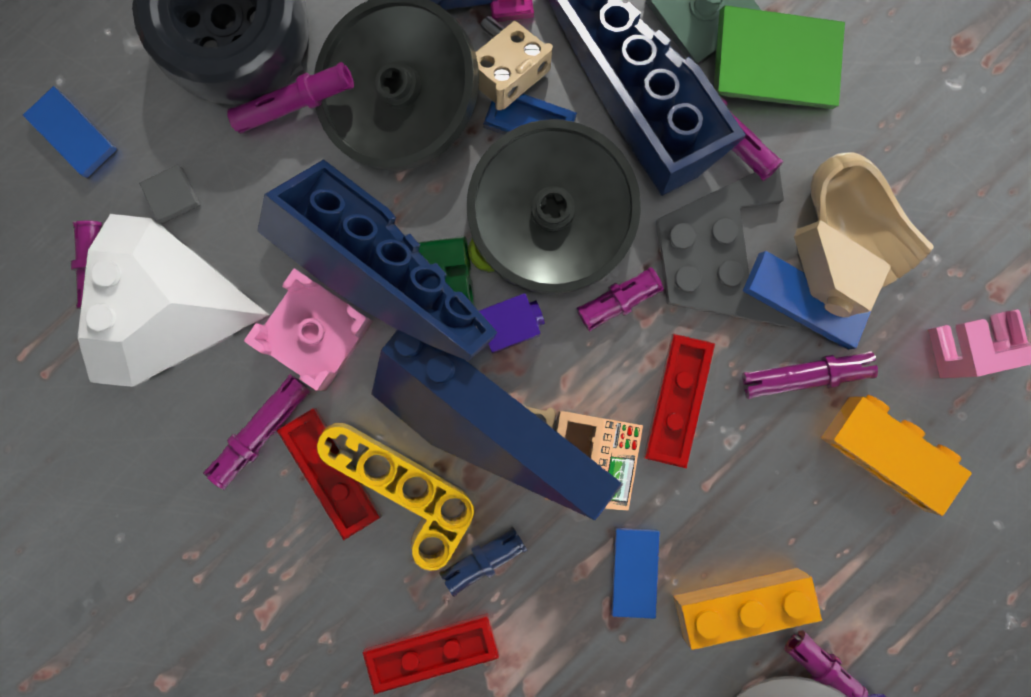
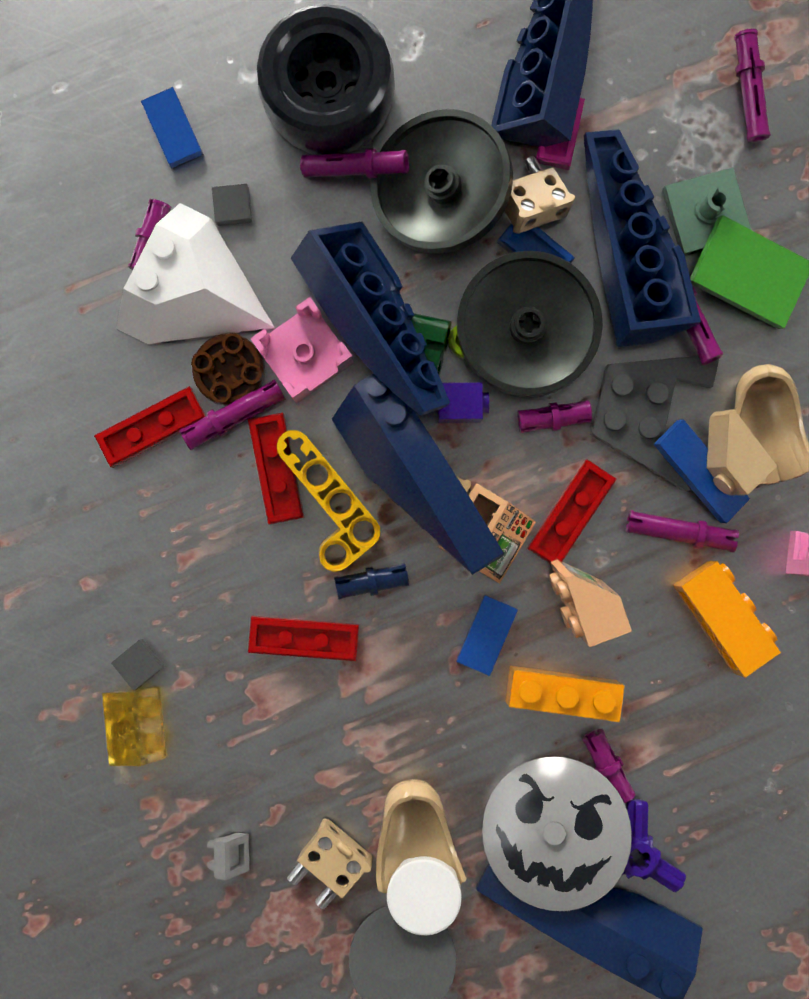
camera: 25 degrees right, 0 degrees up
(169, 479) = (149, 427): none -> red tile
(232, 381) = (227, 368): none -> reddish brown tile
(738, 501) = (590, 605): none -> light nougat slope

